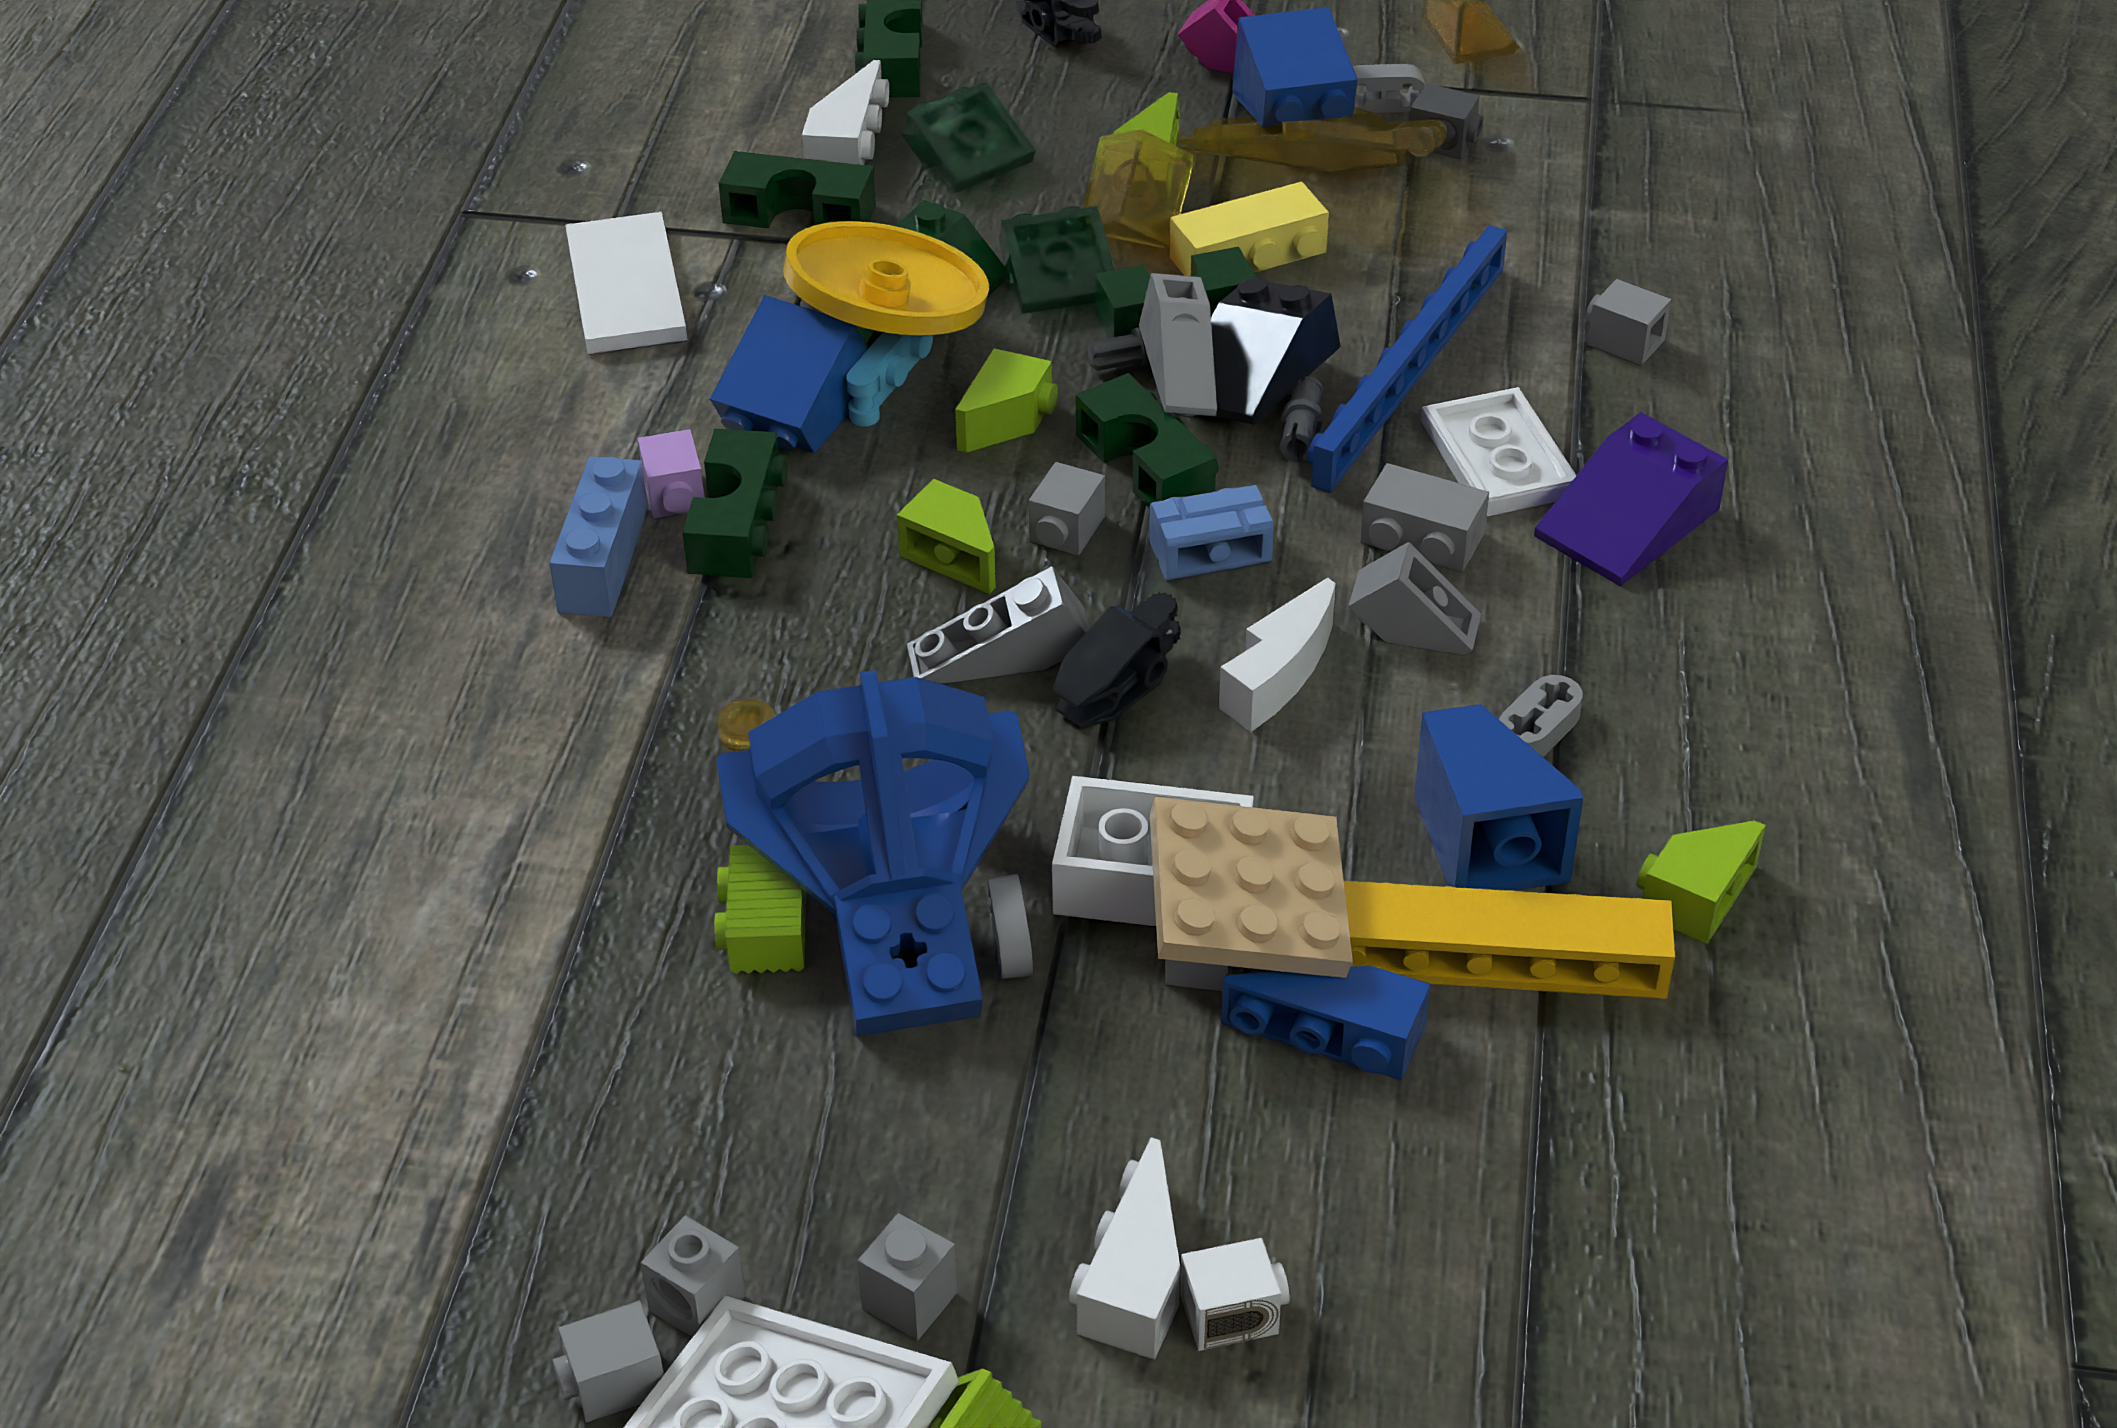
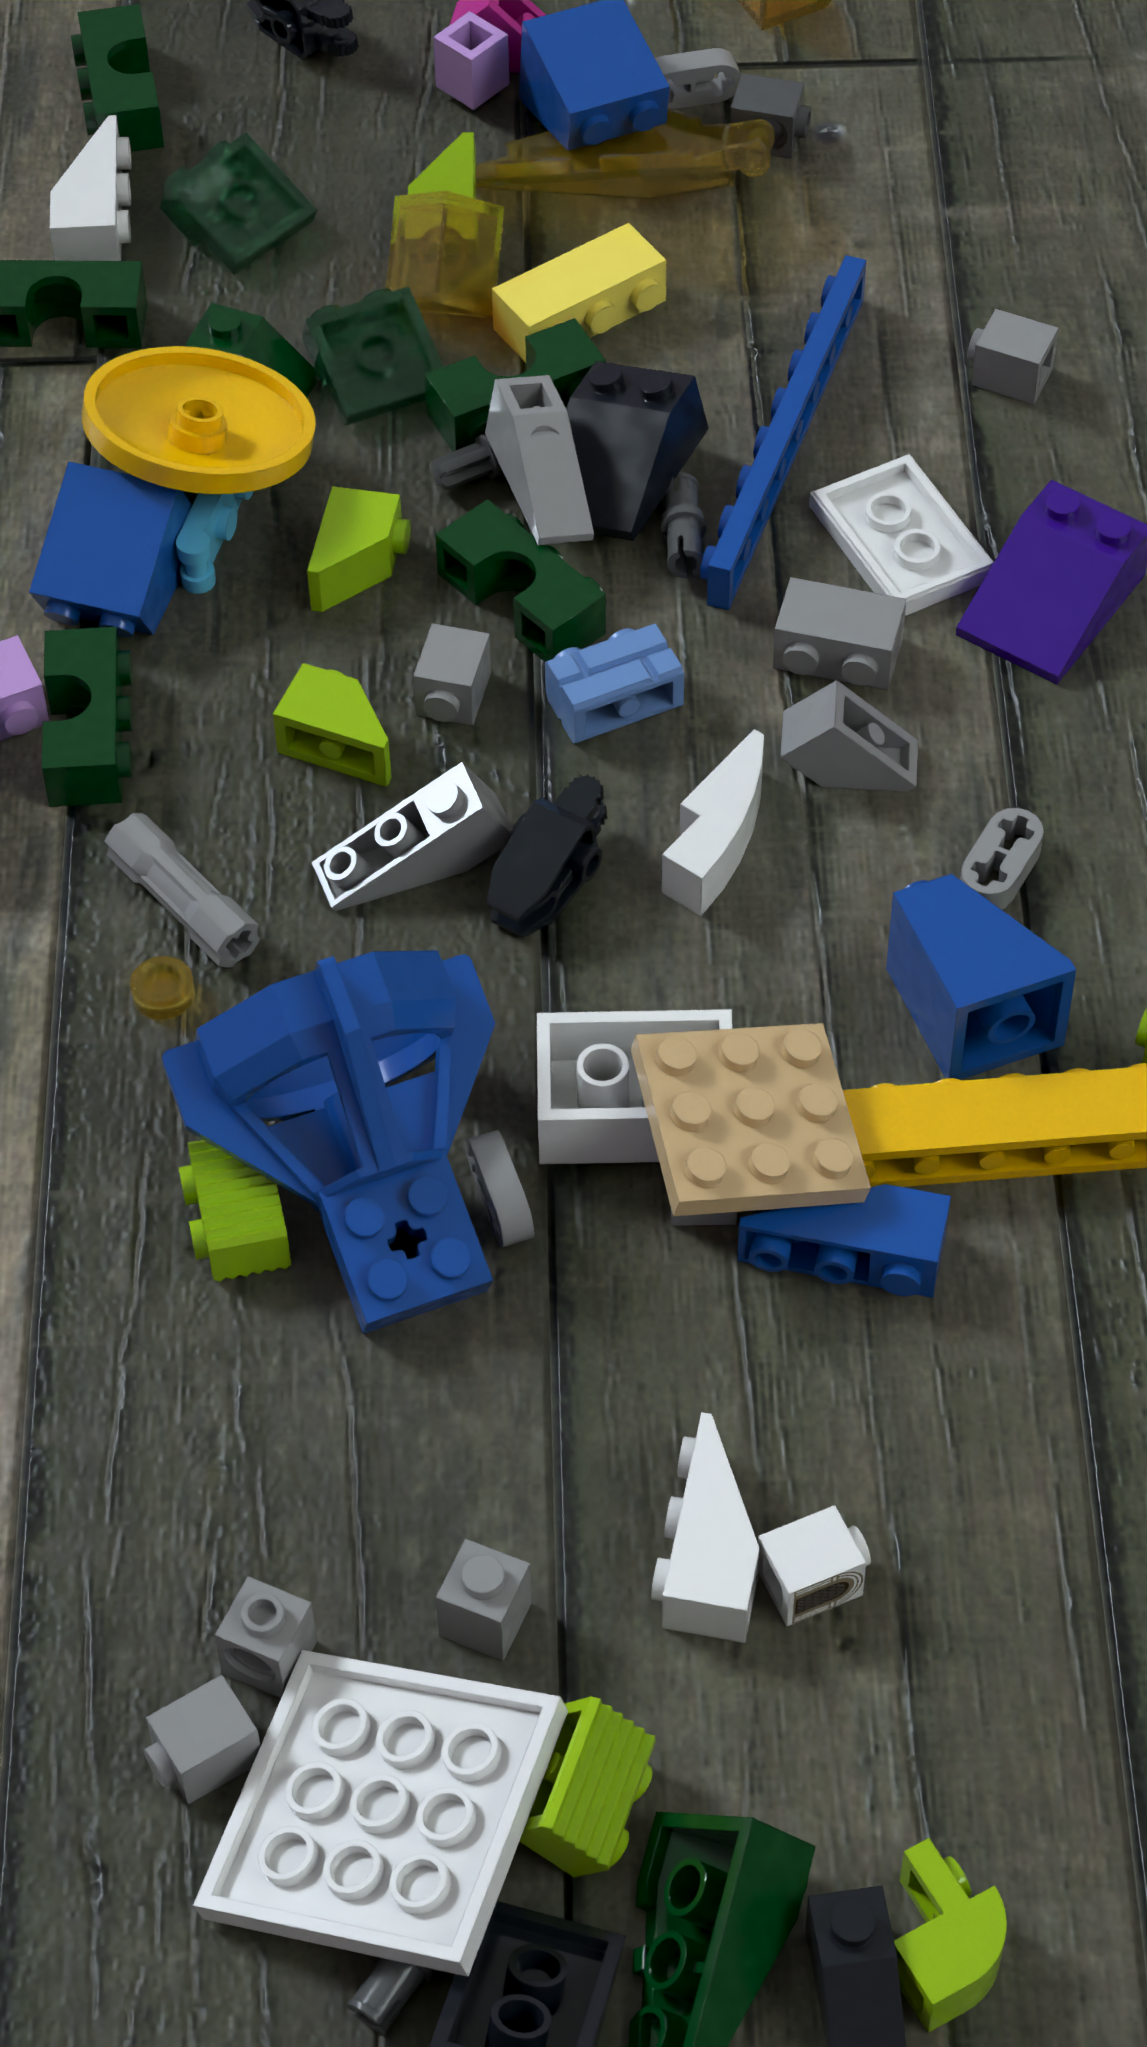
camera: 10 degrees left, 10 degrees up
(764, 623) = (210, 917): none -> light grey axle
(1194, 53) = (471, 60): none -> lavender brick

